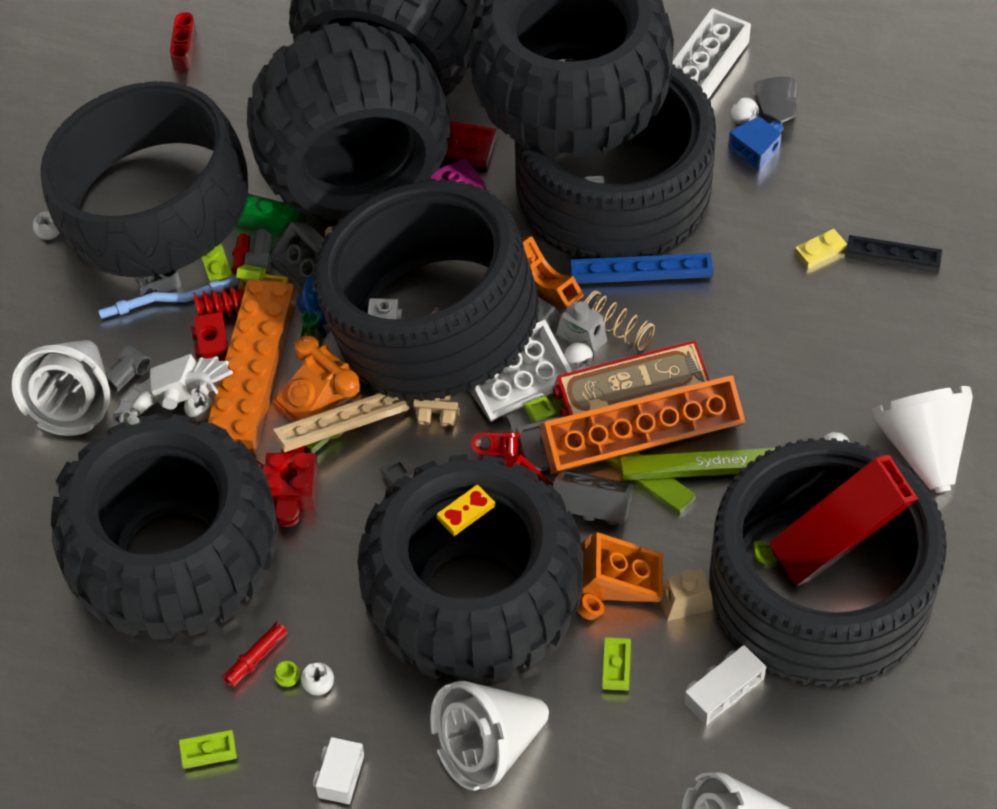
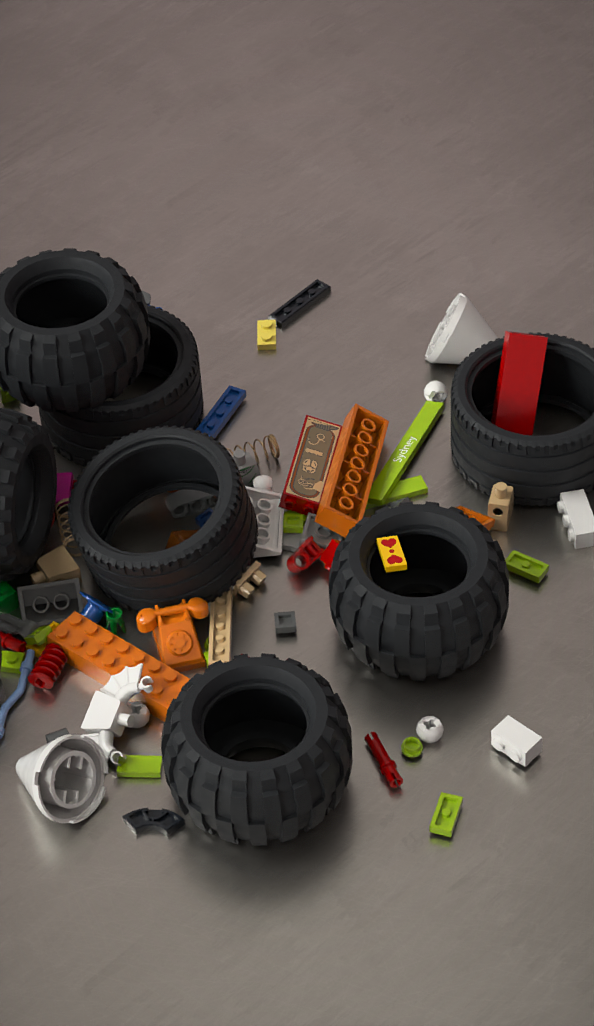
camera: 60 degrees left, 10 degrees down
(211, 336) = (77, 684): red brick -> none
(483, 730) = (546, 647): white cone -> none

